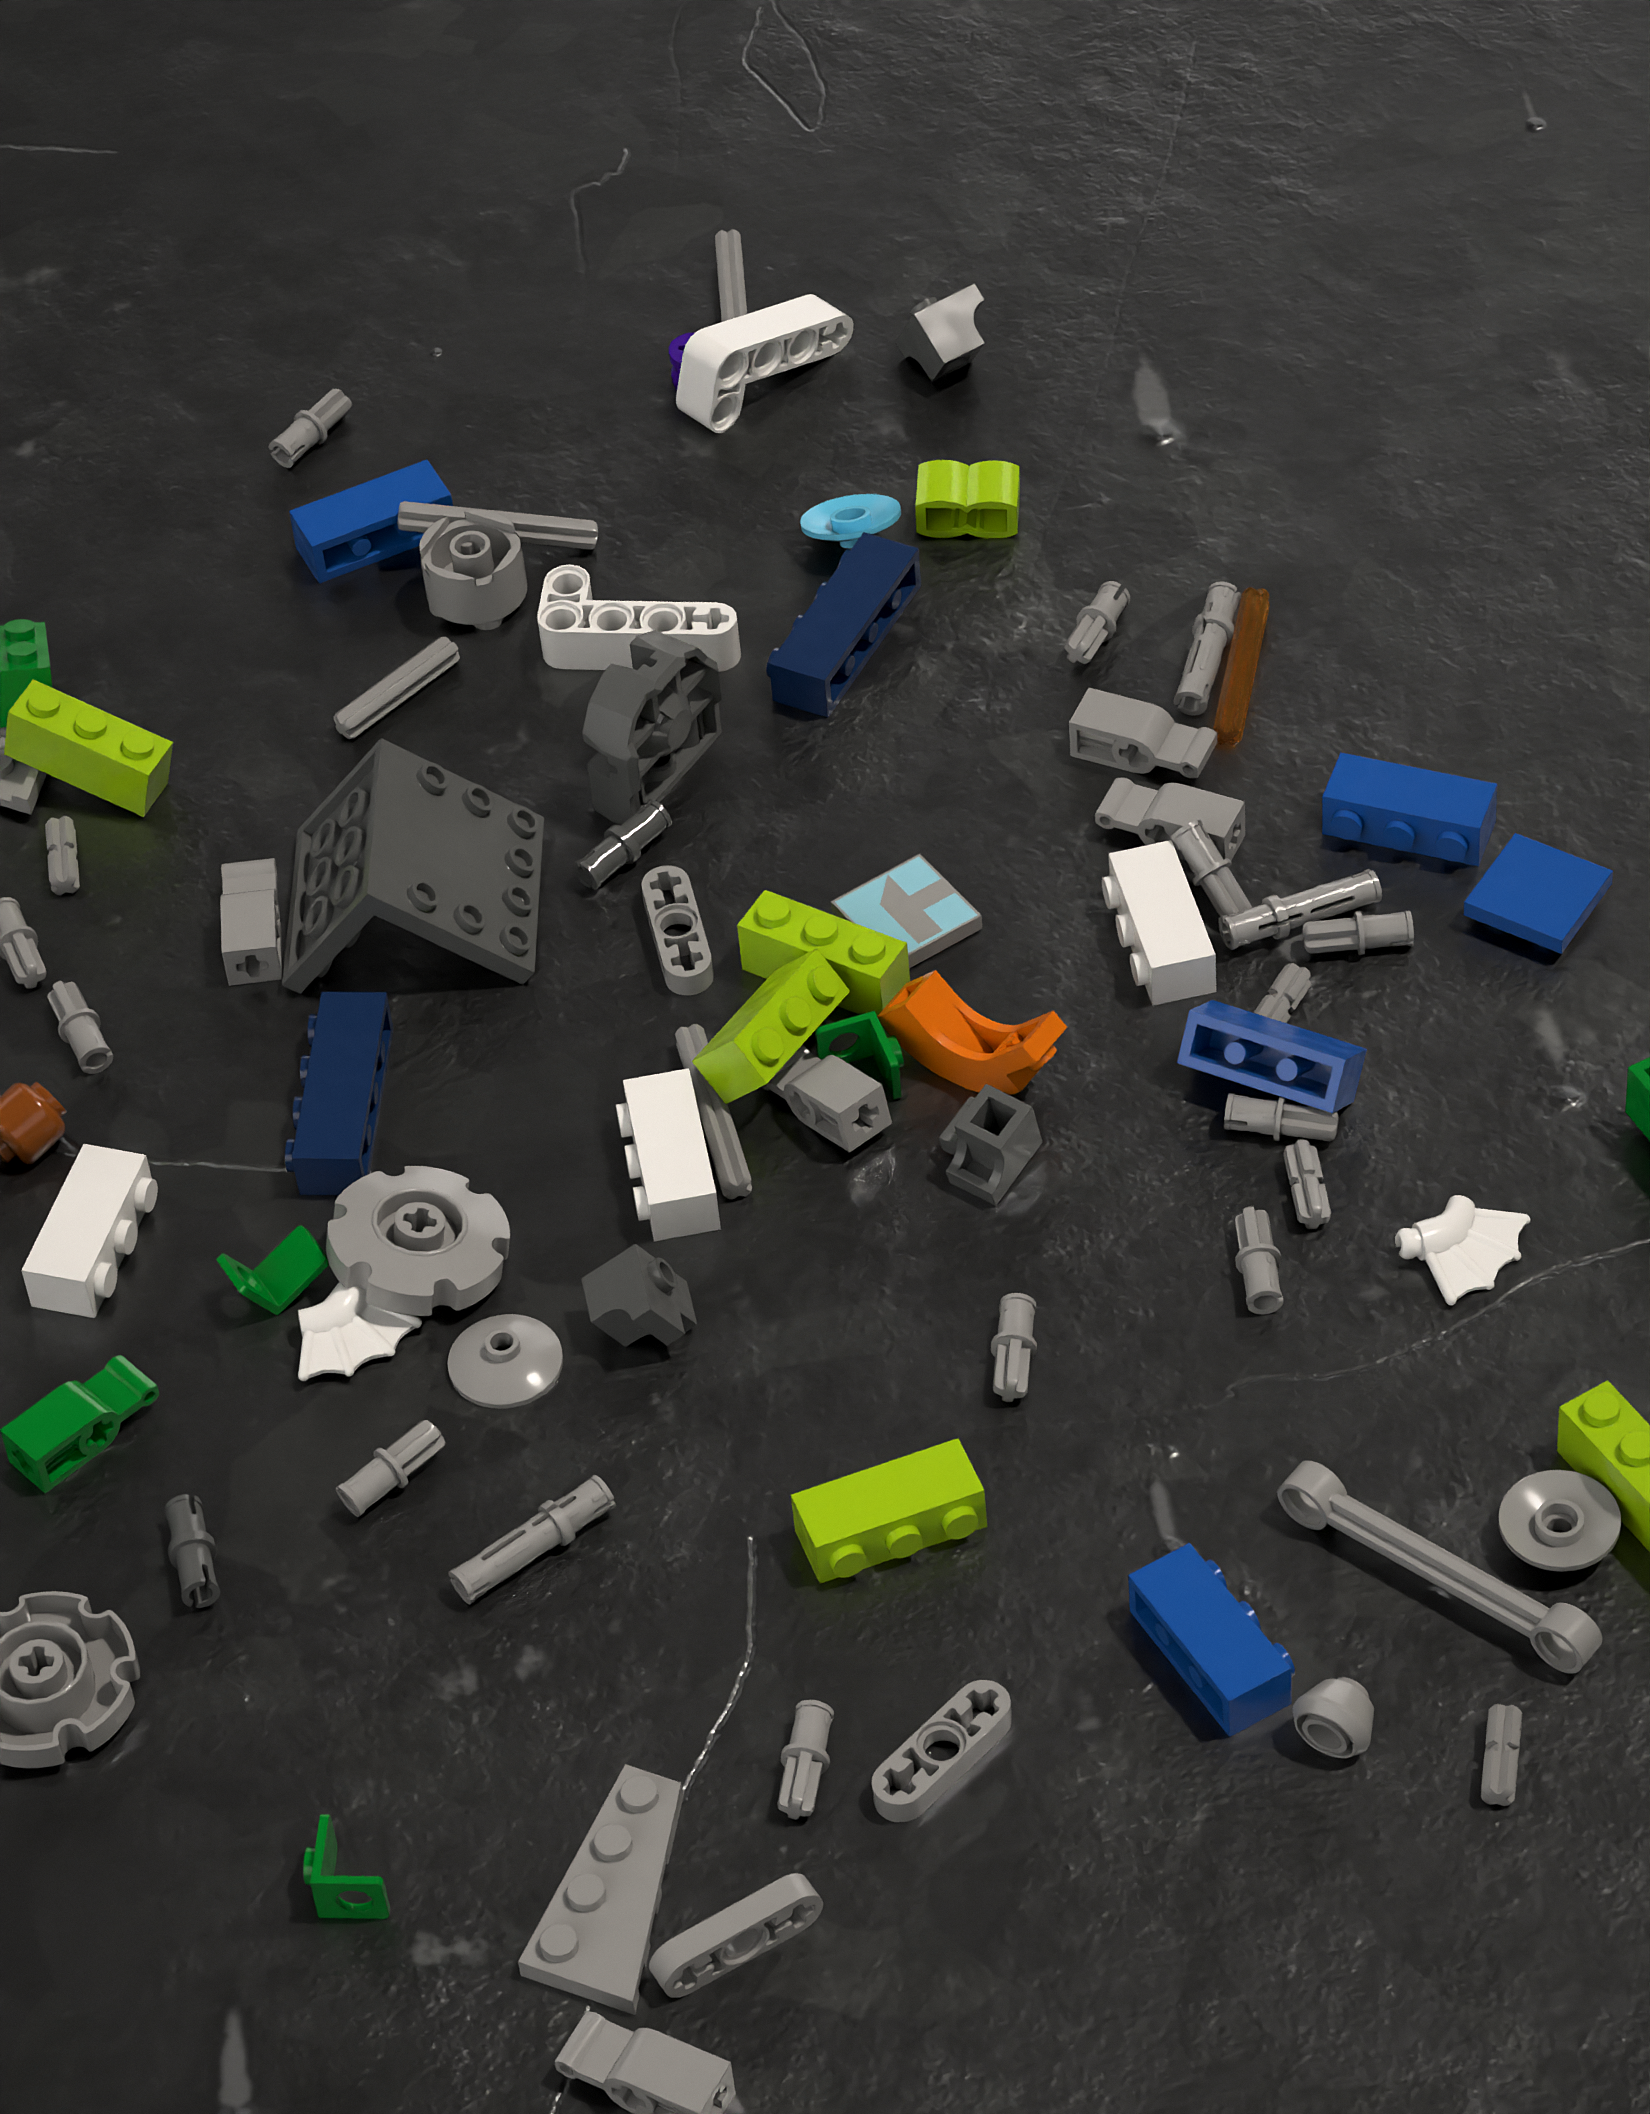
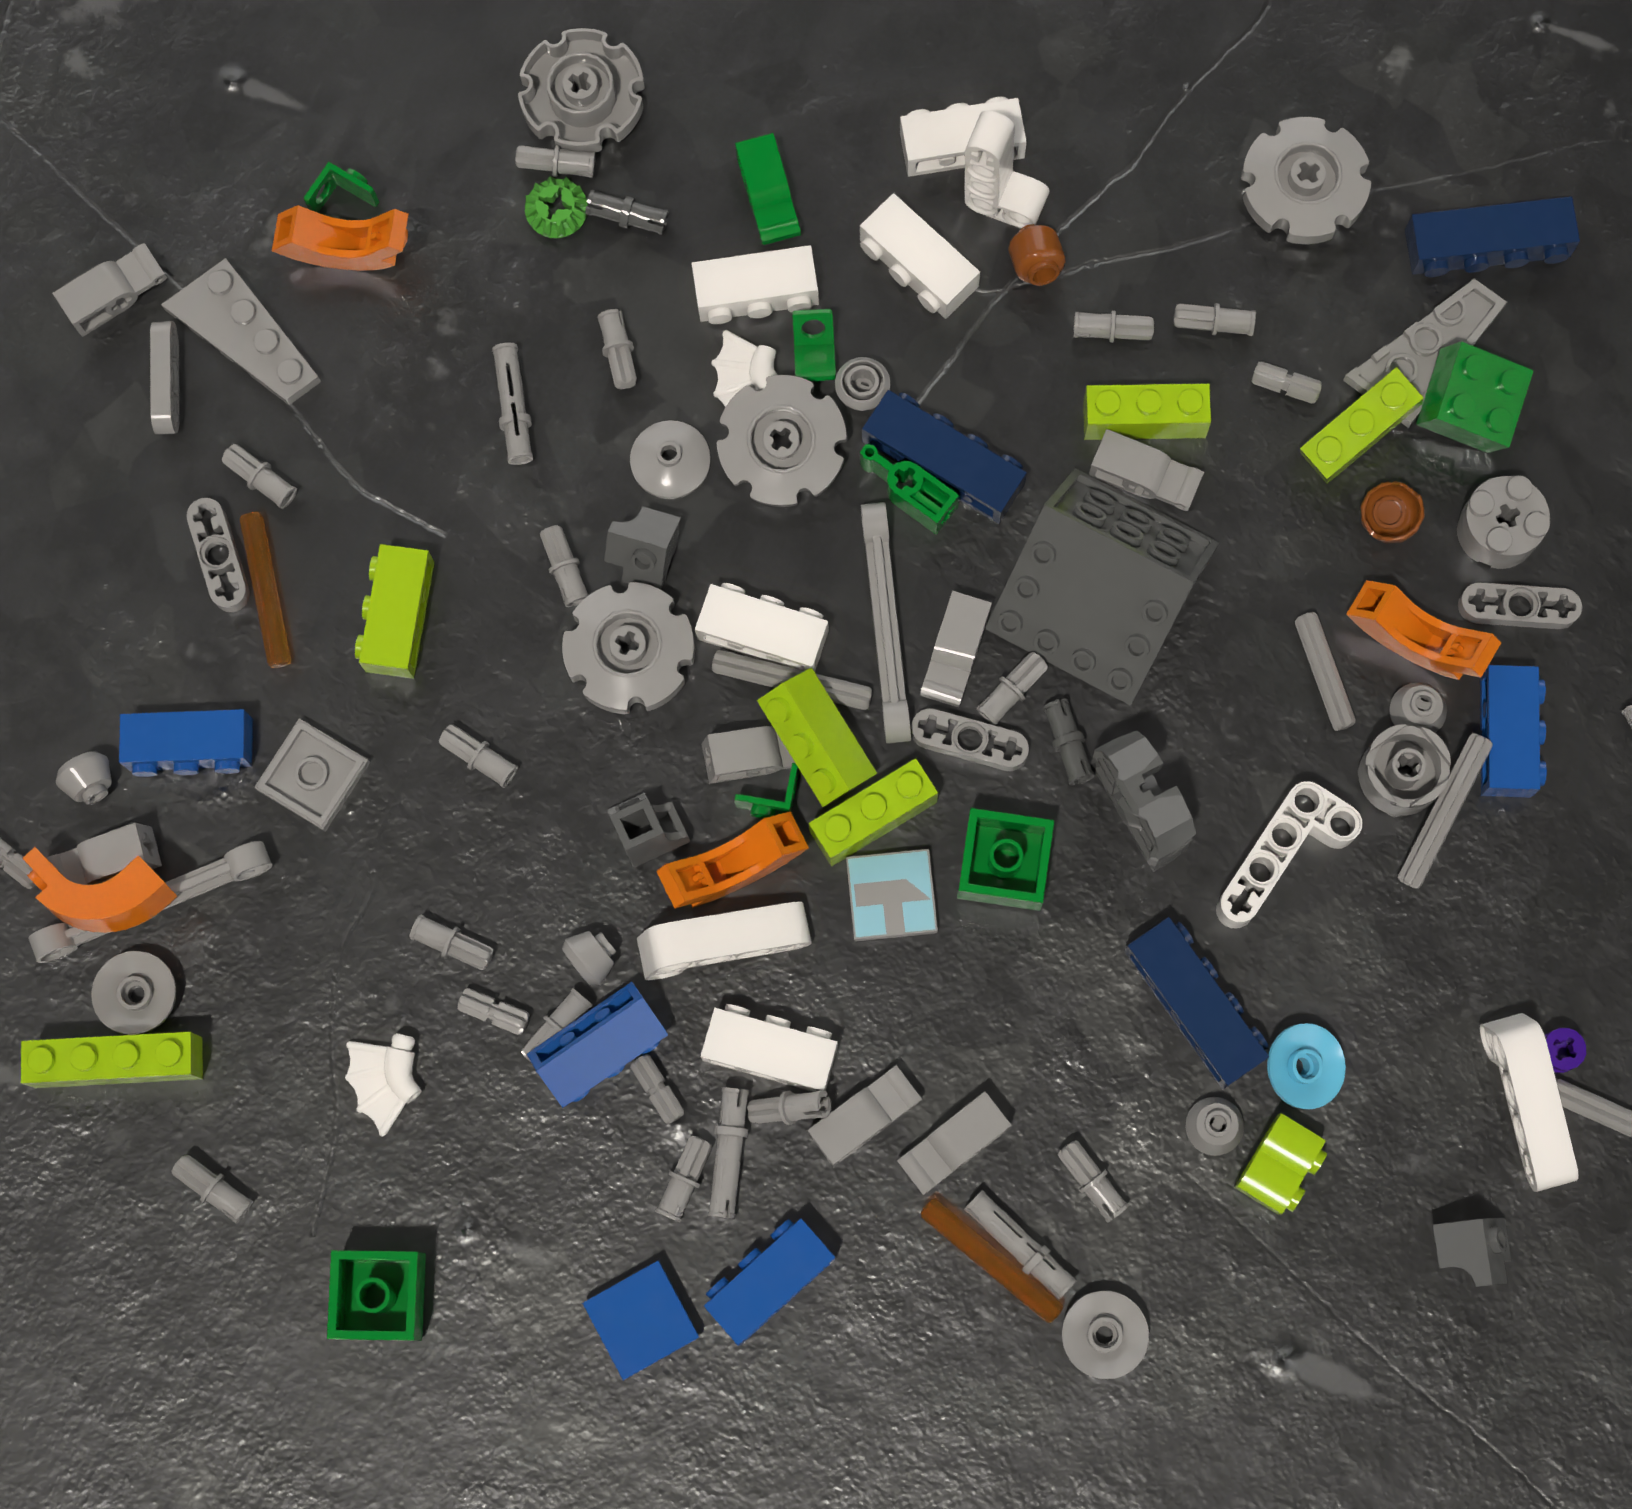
camera: 120 degrees right, 30 degrees up
(133, 610) = (1512, 501): none -> light grey brick
(159, 1660) = (556, 160): none -> light grey axle
(176, 695) = (1392, 512): none -> dark orange hair
(176, 941) = (1147, 411): none -> lime brick
(220, 592) = (1549, 617): none -> light grey beam
(221, 1368) = (755, 284): none -> white brick
(249, 1642) = (563, 221): none -> bright green gear
(296, 1197) = (862, 383): none -> light grey cone
(309, 627) = (1419, 637): none -> orange arch
(392, 599) = (1418, 706): none -> light grey cone
(405, 1098) = (928, 499): none -> green piece
(408, 1808) = (341, 242): none -> orange arch
(573, 980) = (956, 648): none -> light grey piece
(591, 915) = (1012, 688): none -> light grey axle
(695, 991) = (885, 623): none -> light grey piece
(716, 1380) = (563, 566): none -> light grey axle
(779, 1265) = (615, 620): none -> light grey piece
(799, 820) = (1005, 859): none -> green brick
(952, 1674) = (265, 590): none -> clear orange axle
(964, 563) = (1208, 1137): none -> light grey cone
(1098, 1012) = (723, 937): none -> white beam
(1156, 1502) = (312, 775): none -> light grey tile
(1176, 1119) = (590, 956): none -> light grey cone
(1246, 544) = (1128, 1331): none -> light grey dish
(1424, 1643) = (108, 854): none -> light grey piece
(1466, 1555) = (104, 907): none -> orange arch

